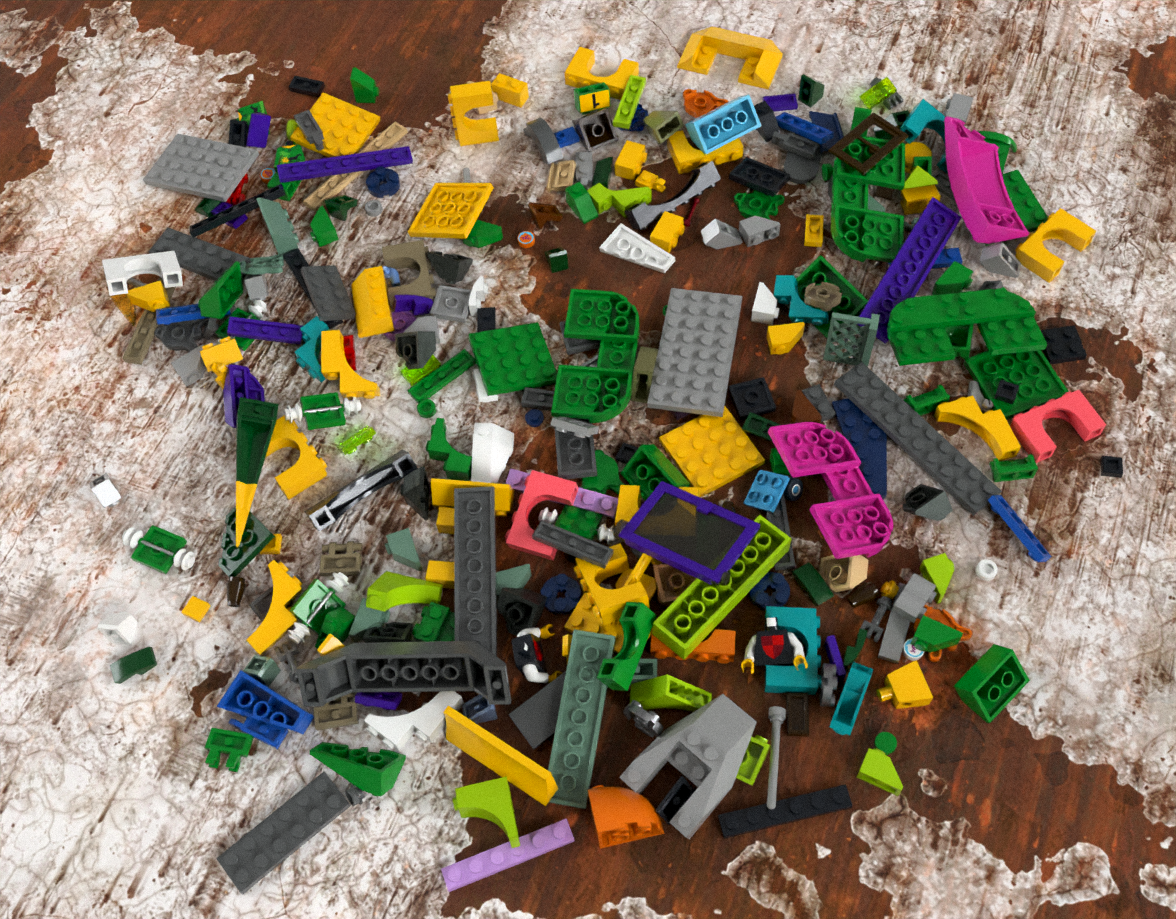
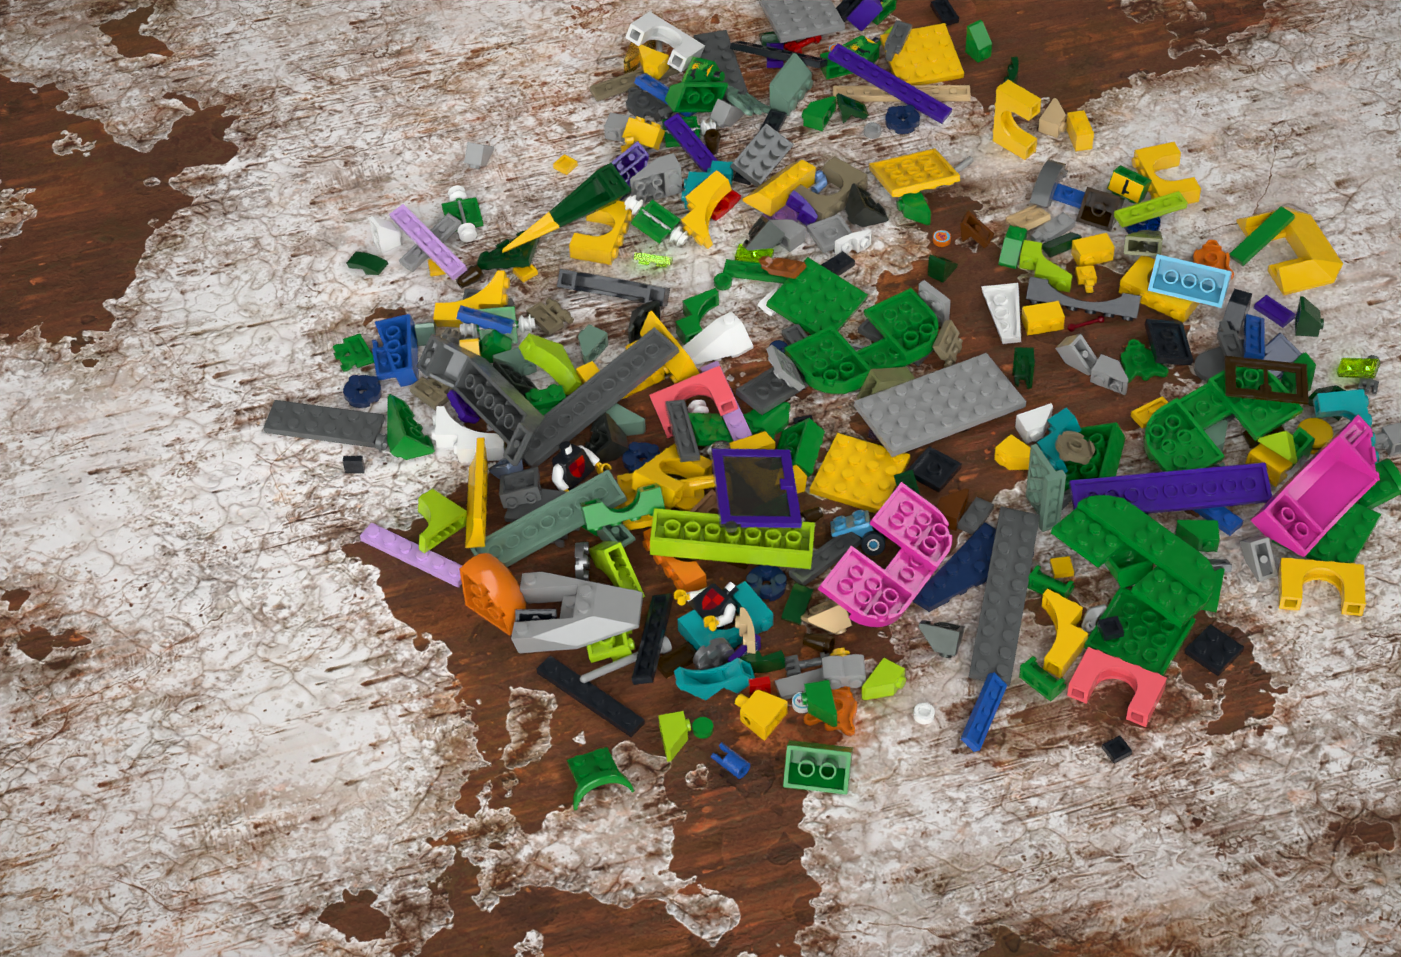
camera: 50 degrees right, 10 degrees down
(165, 596) = (442, 231): none -> light grey tile
(167, 598) = (428, 242): none -> lavender plate
(184, 434) = (565, 164): none -> yellow tile
(201, 273) = (703, 71): none -> green torso
(265, 769) = (358, 383): none -> dark blue plate
(277, 313) = (712, 140): none -> dark brown cone
(282, 376) = (657, 179): none -> light grey slope
(309, 612) = (485, 320): none -> blue plate
(360, 838) = (353, 464): none -> black tile
(414, 89) = (1012, 71): none -> dark green slope
(462, 357) = (782, 266): none -> dark orange hinge
(523, 714) = (520, 488): none -> dark grey plate
(596, 281) = (936, 301): none -> light grey plate
(641, 305) = (947, 343): none -> dark tan plate
(710, 272) = (1023, 365): none -> dark green hinge
(713, 61) = (1262, 236): none -> green tile
(772, 720) = (652, 639): none -> black tile
(820, 637) = (746, 630): none -> tan slope
(878, 866) = (594, 770): none -> green piece
(880, 671) = (761, 683): none -> red plate
(912, 383) = (1061, 567): none -> yellow tile
(942, 744) = (732, 762): none -> blue hinge

